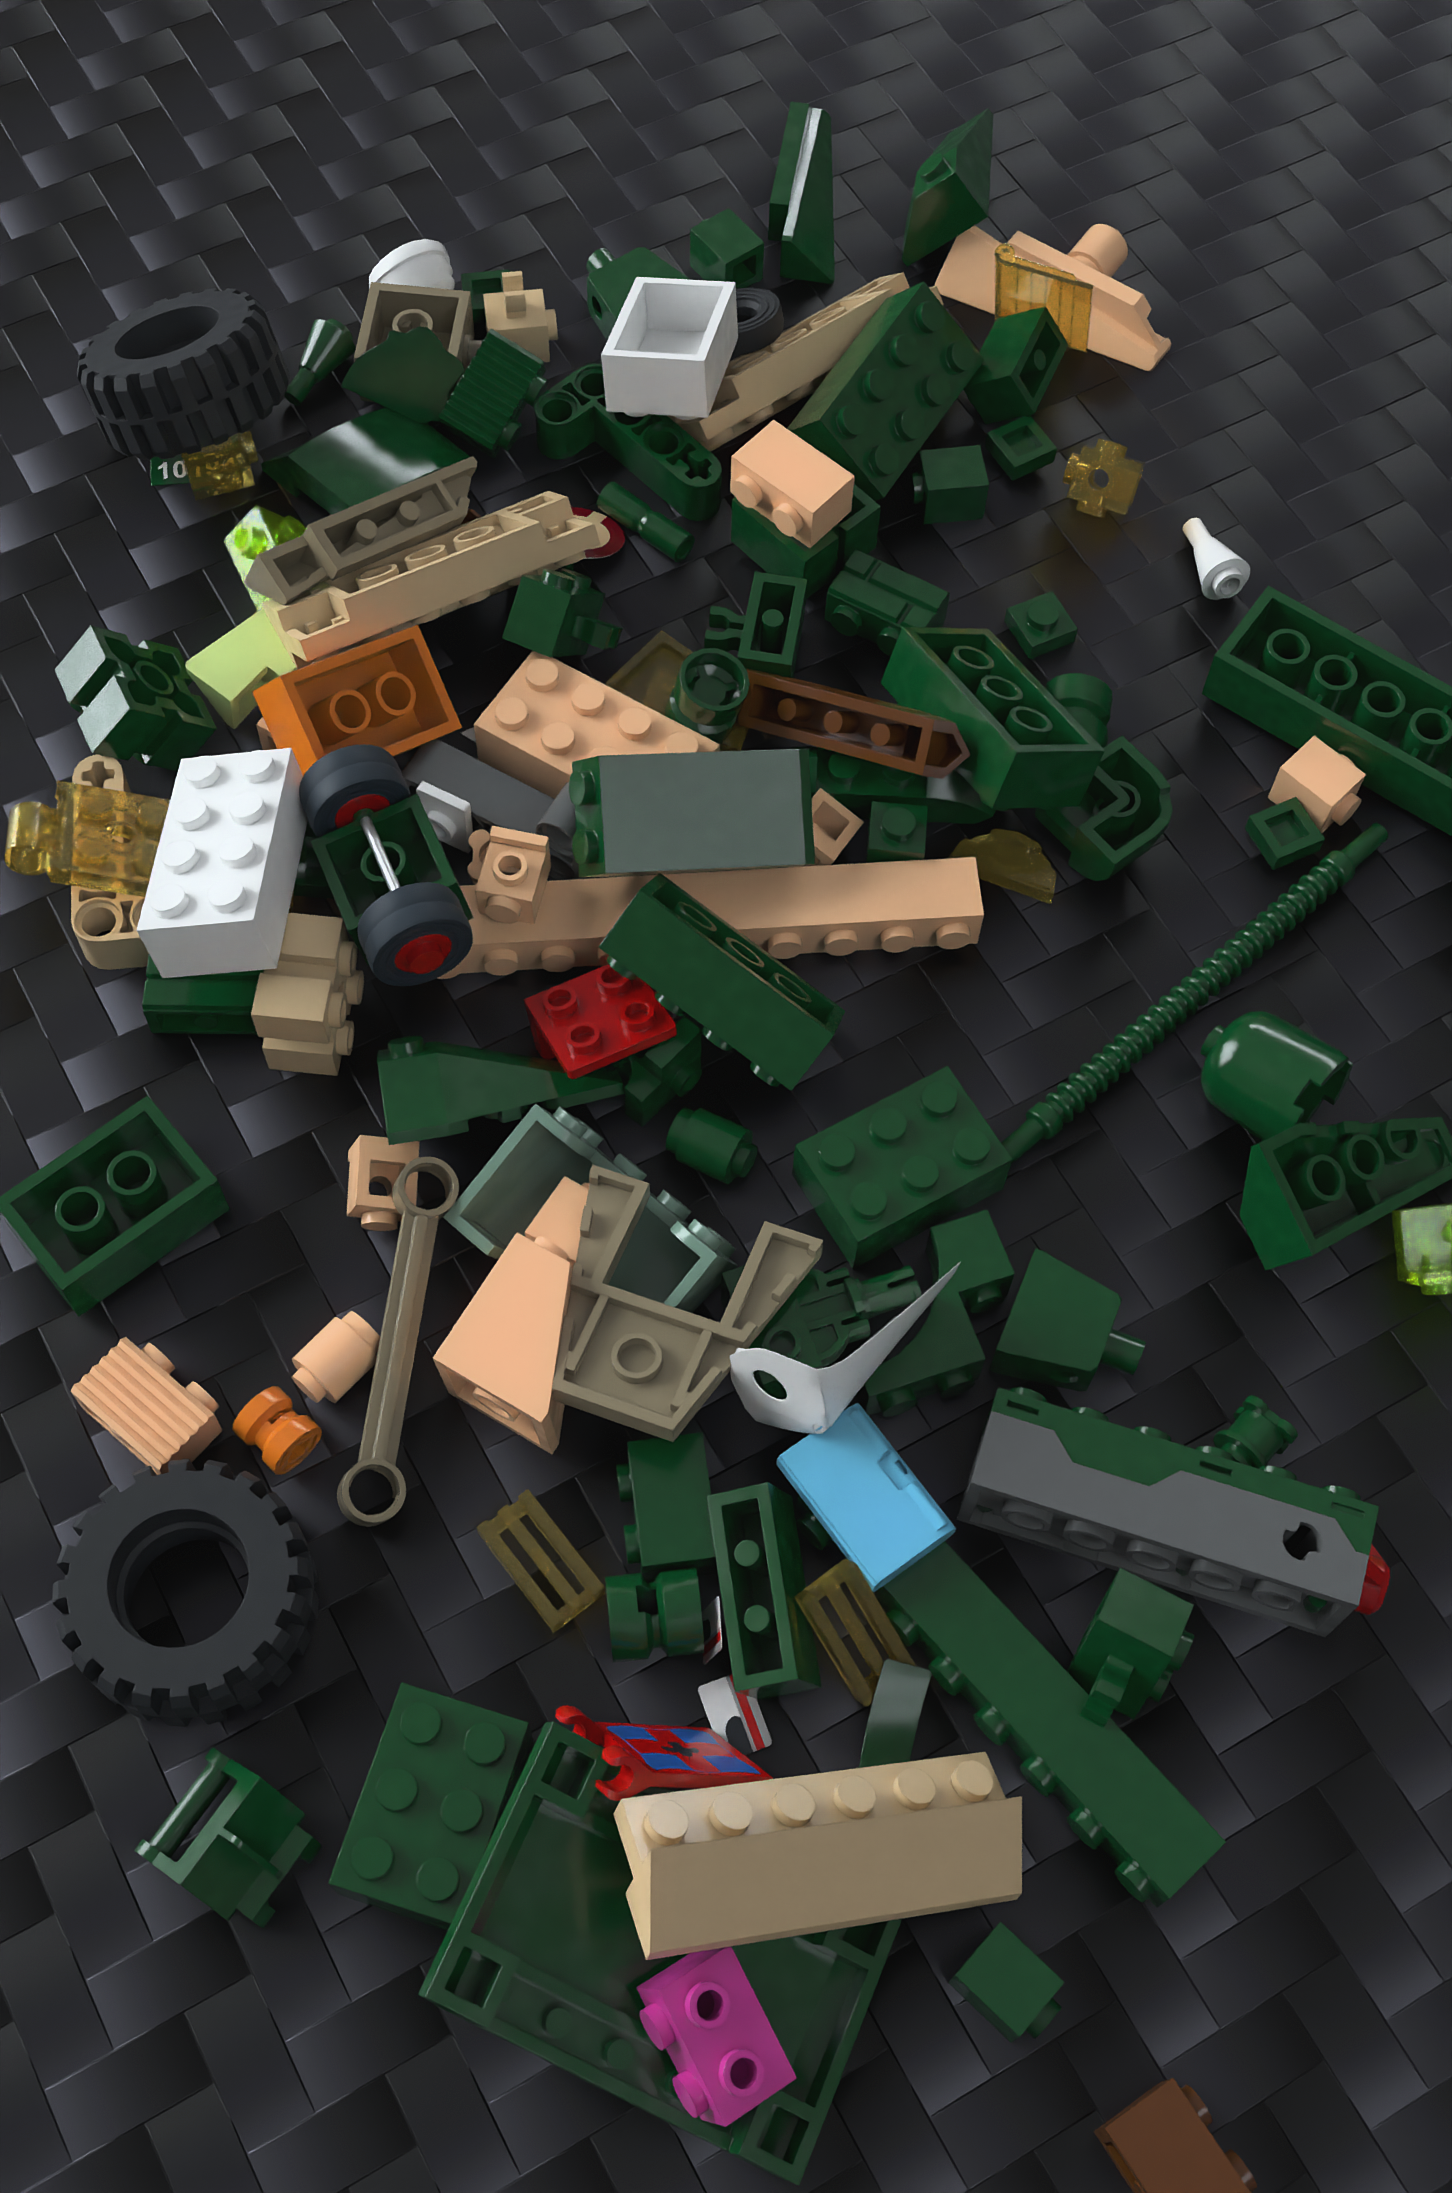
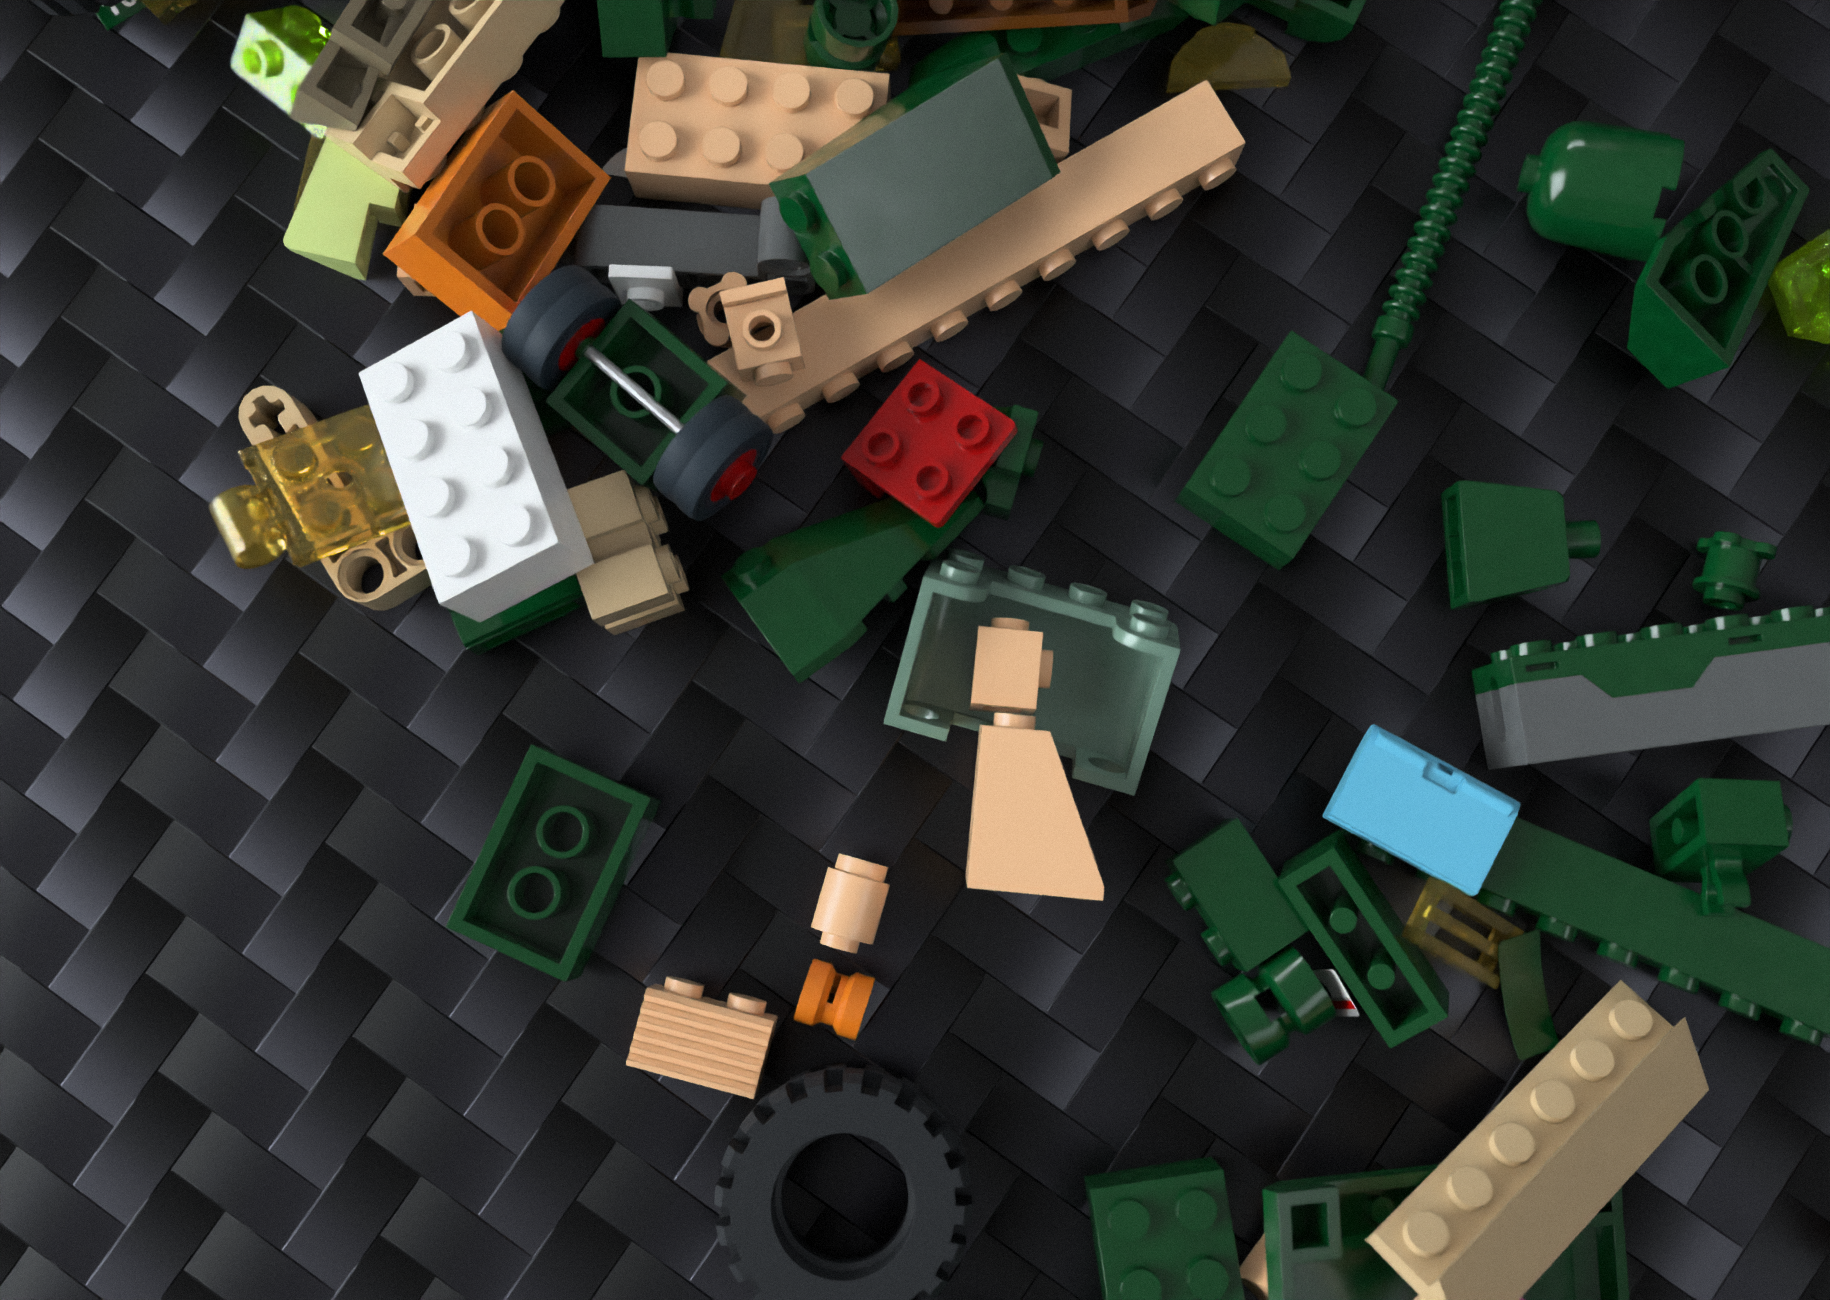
camera: 20 degrees left, 20 degrees up
(134, 699) = (253, 309): dark green brick -> none
(377, 1161) = (819, 709): light nougat brick -> none
(398, 1340) = (903, 861): dark tan piece -> none
(508, 1518) = (1187, 1020): clear yellow tile -> none
(645, 1358) = (1153, 786): dark tan wing -> none
(662, 1755) = (1368, 1137): red flag -> none
(711, 1144) = (1091, 513): dark green brick -> none
(722, 982) = (1036, 350): dark green brick -> none
(734, 1716) = (1370, 1051): sticker -> none
(822, 1394) = (1354, 687): white piece -> none
(825, 1316) = (1262, 662): dark green brick -> none
(896, 832) = (1112, 93): dark green brick -> none
(946, 1349) = (1412, 620): dark green arch -> none
(1009, 1985) = (1733, 1175): dark green brick -> none

